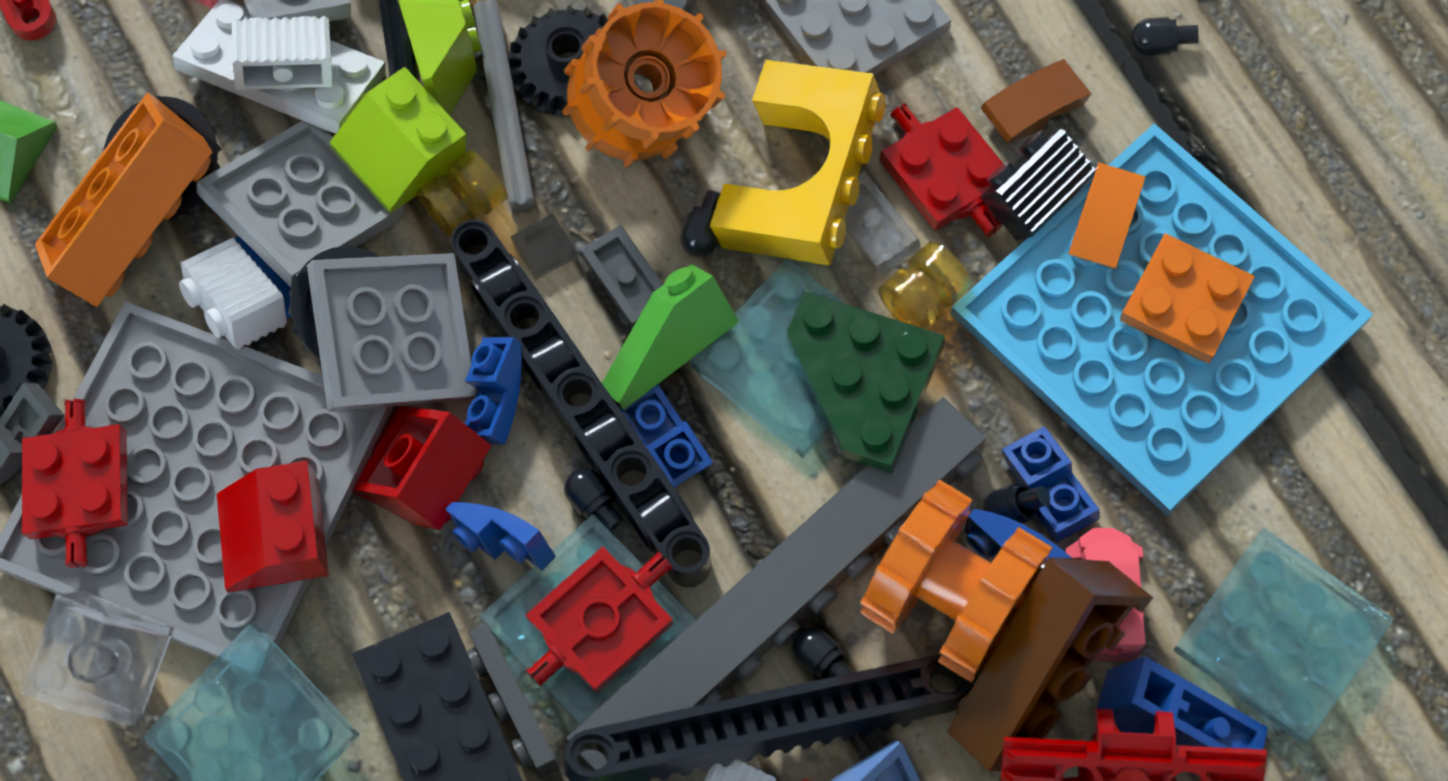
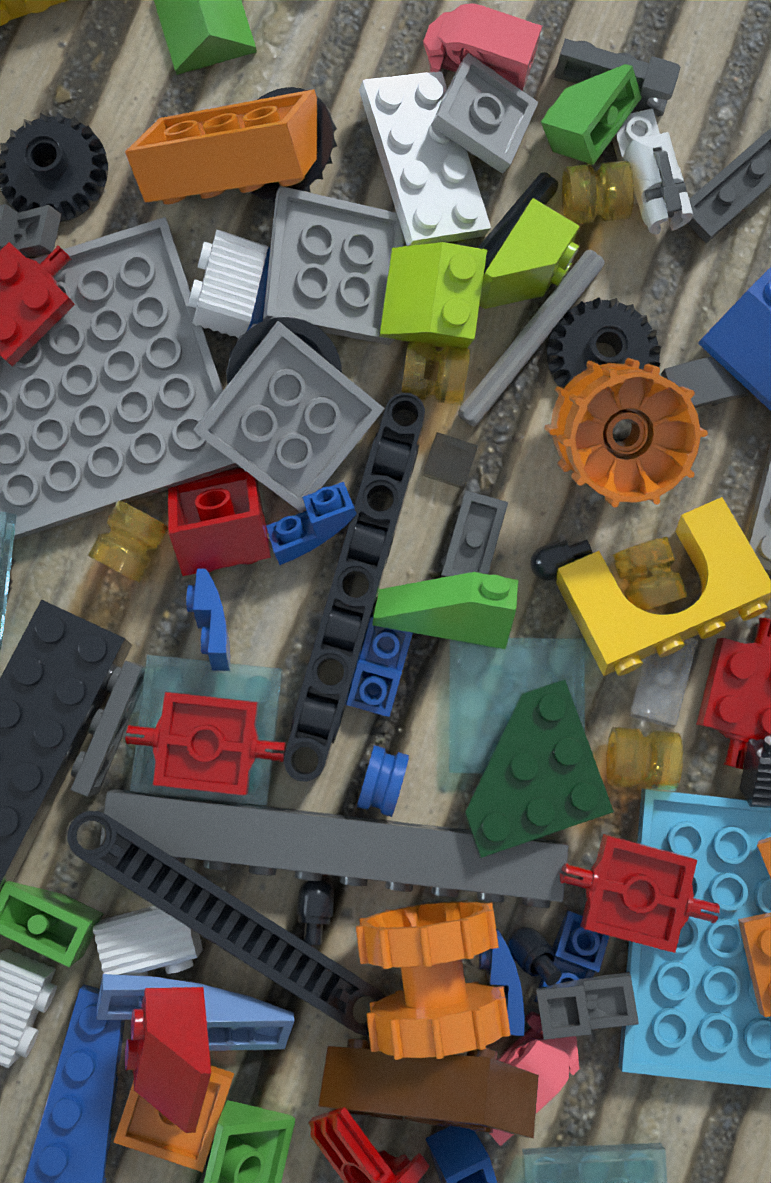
camera: 45 degrees right, 15 degrees up
(272, 528) = (86, 467): red slope -> none
(281, 53) = (425, 153): white brick -> none
(369, 556) = (128, 541): none -> clear yellow wheel
(590, 496) = (294, 655): black cylinder -> none
(761, 505) = (383, 781): none -> blue wheel
(797, 163) = (651, 592): none -> clear yellow wheel
(1028, 372) = (639, 893): none -> red plate
(1089, 488) = (587, 1004): none -> dark grey slope

